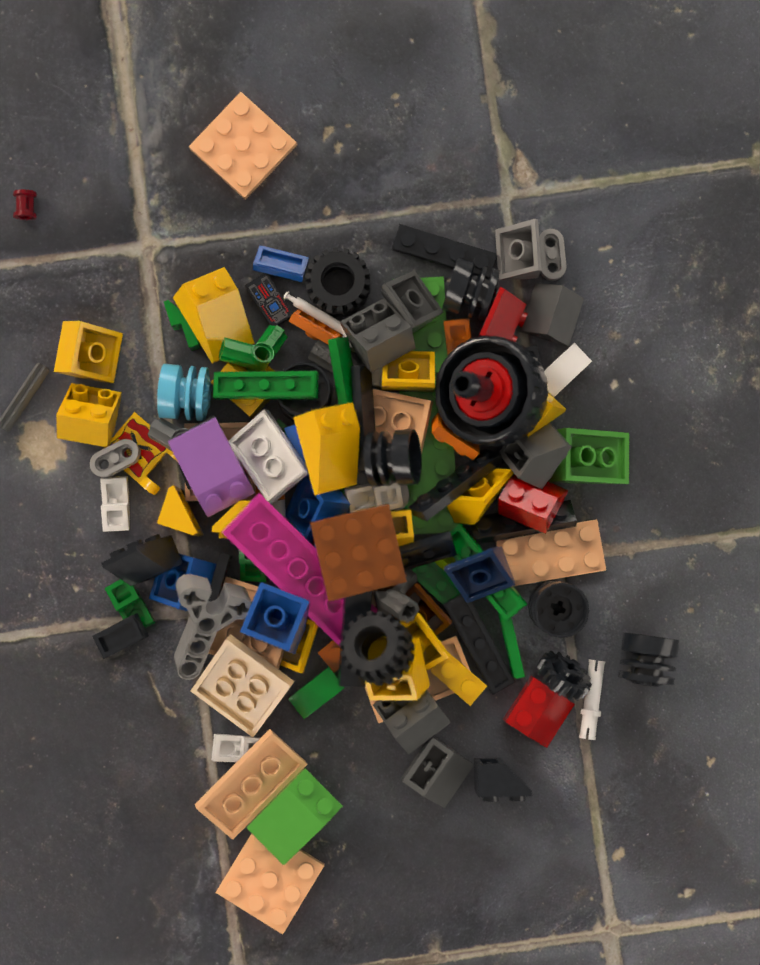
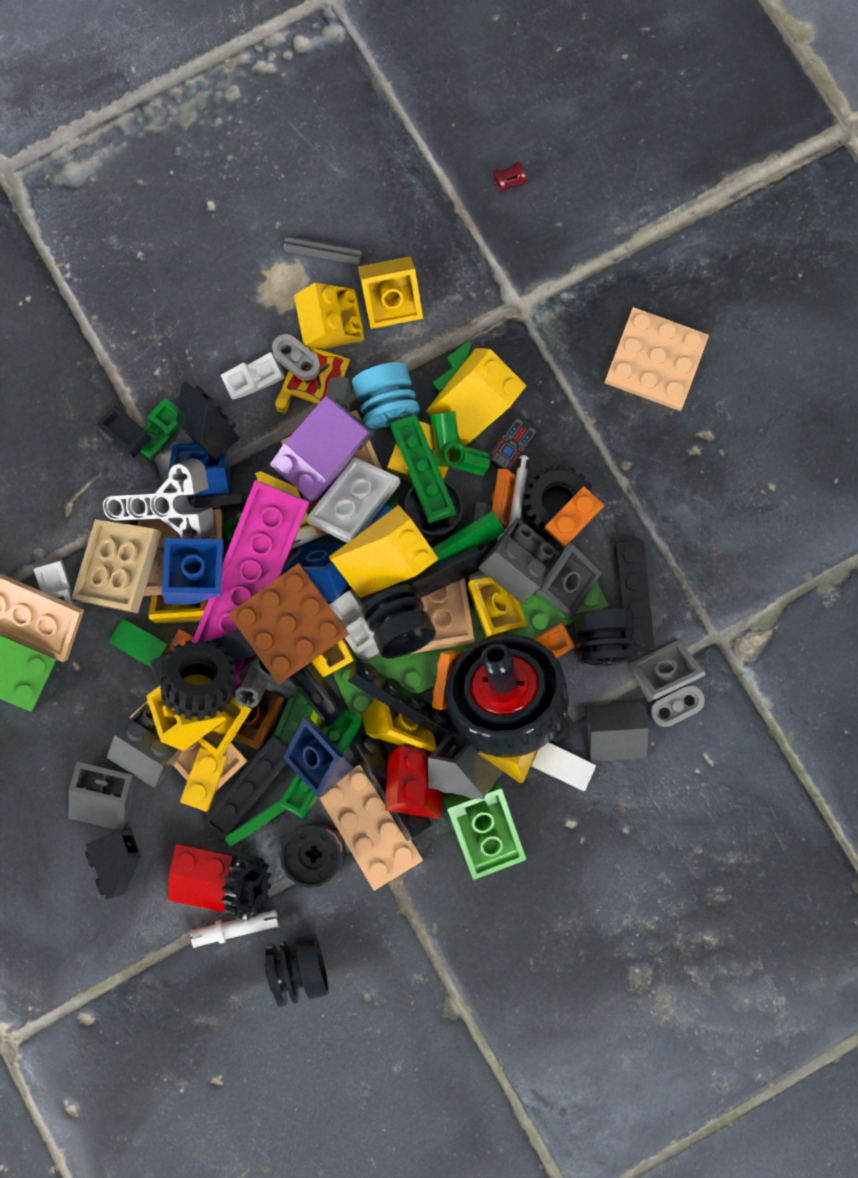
camera: 70 degrees right, 5 degrees down
(178, 514) = (264, 437): yellow slope -> none
(280, 263) = (554, 440): blue tile -> none
(359, 272) = (574, 516): none -> orange plate
(504, 316) = (590, 681): red slope -> none

